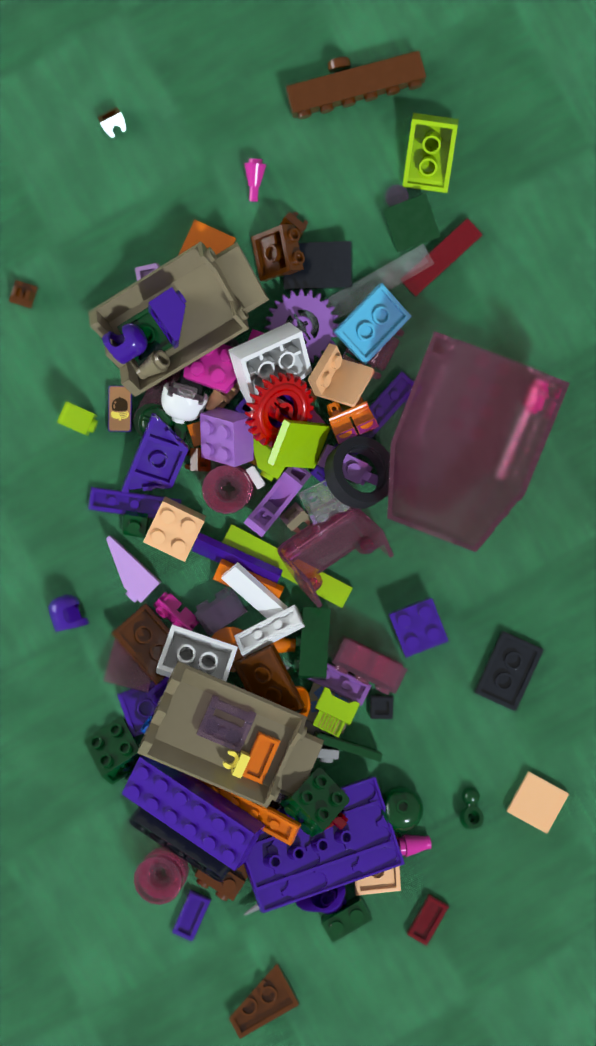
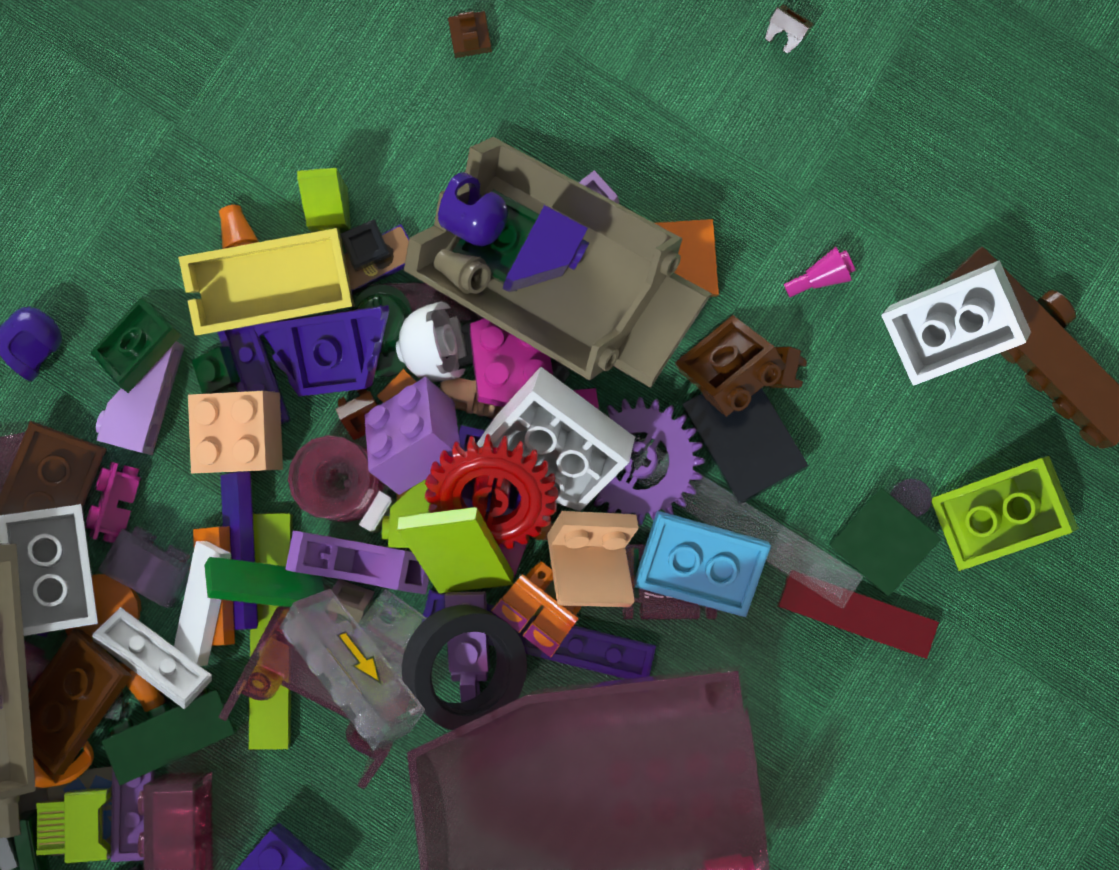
camera: 65 degrees right, 5 degrees down
(68, 475) = (235, 228): none -> orange cone
(99, 557) = (135, 344): none -> dark green tile
(105, 469) = (267, 281): none -> light yellow piece
(110, 410) = (365, 245): none -> black tile
(262, 553) = (258, 582): none -> green tile
(319, 123) = (956, 323): none -> white brick
(330, 528) = (351, 669): none -> clear brick

